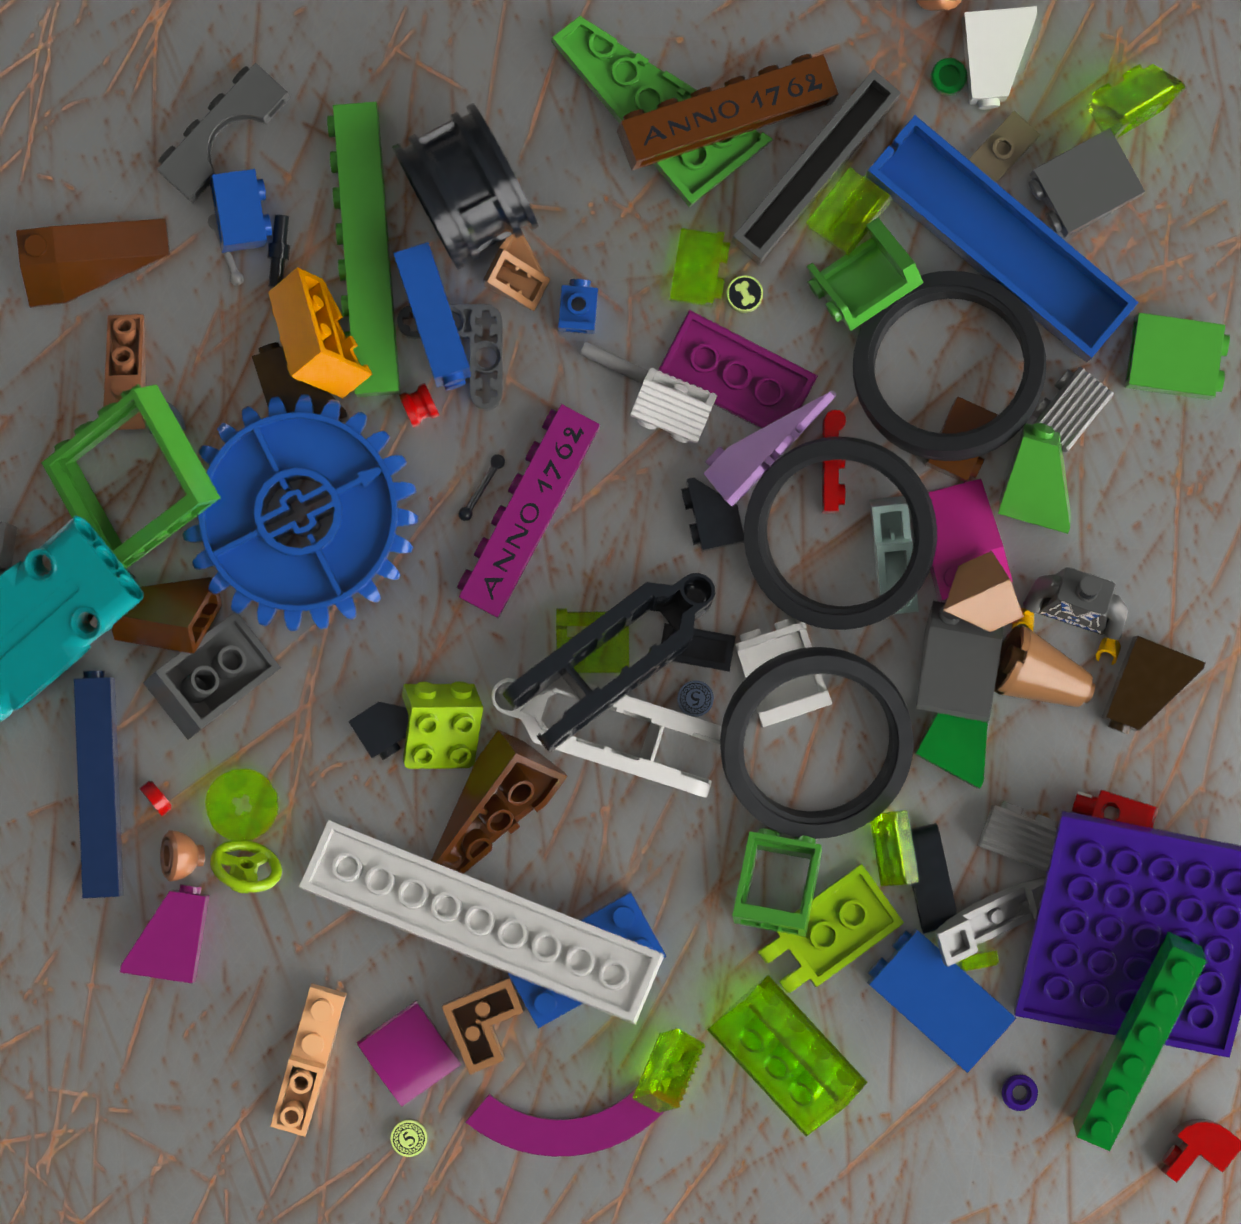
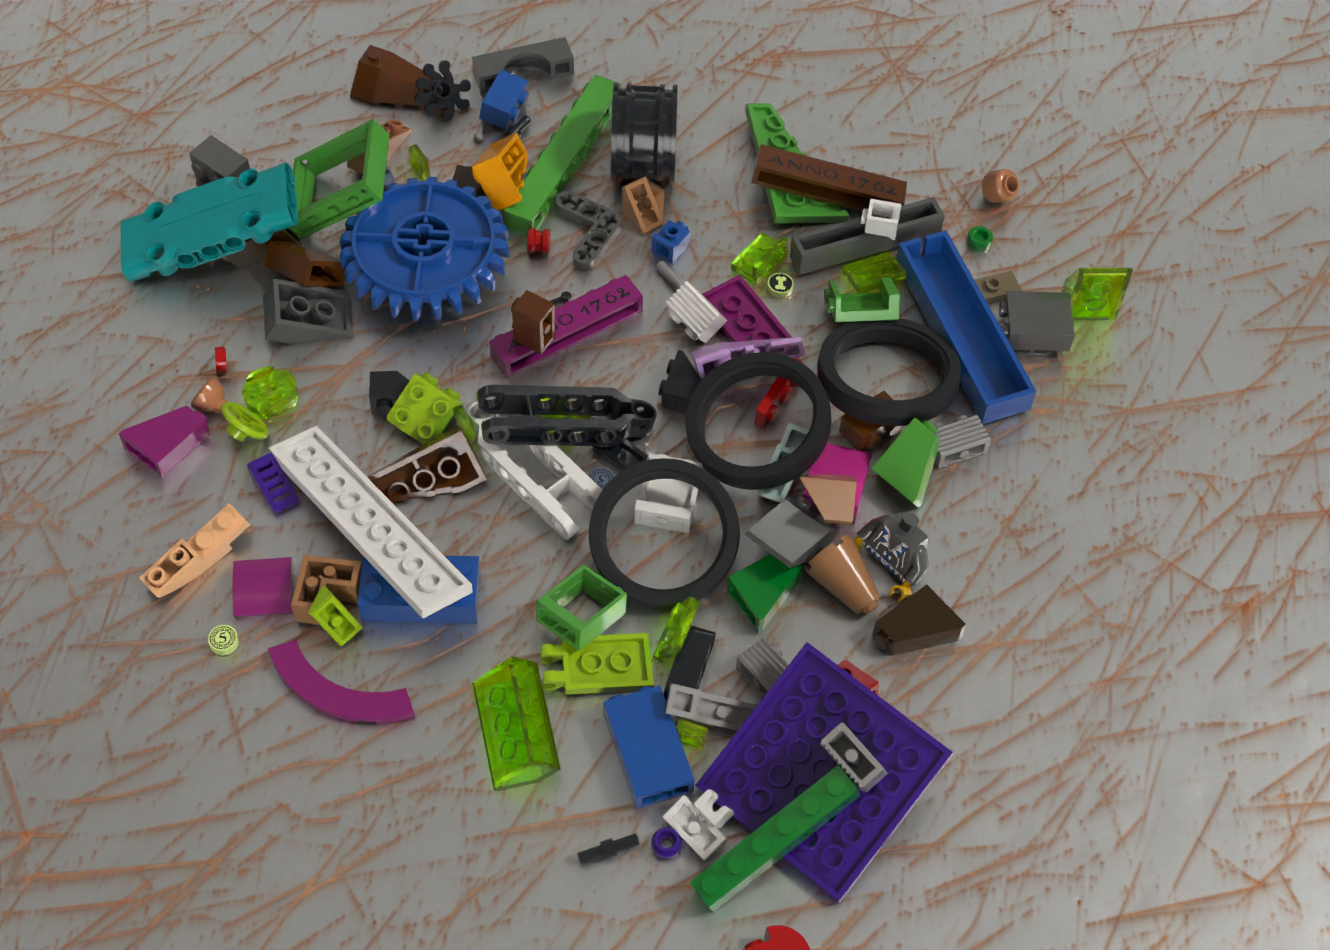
camera: 30 degrees right, 30 degrees down
(98, 785) = (190, 337): dark blue brick -> none
(154, 249) = (441, 90): none -> black animal
(194, 369) = (419, 161): none -> clear neon green tile
(303, 908) = (265, 468): none -> dark purple slope
(433, 316) = (578, 188): blue brick -> none
(504, 729) = (464, 422): none -> clear neon green tile
(506, 559) = (533, 321): none -> reddish brown brick
(519, 1051) = (334, 617): none -> lime slope
(668, 1070) = (426, 682): clear neon green brick -> none
(832, 156) = (881, 218): none -> white window
(964, 1134) = (608, 848): none -> black bar
(993, 51) = (1018, 234): white slope -> none
(1044, 1056) = (699, 823): none -> white plate
(1176, 356) = (1045, 445): bright green brick -> none
(1183, 925) = (853, 757): none -> light grey brick

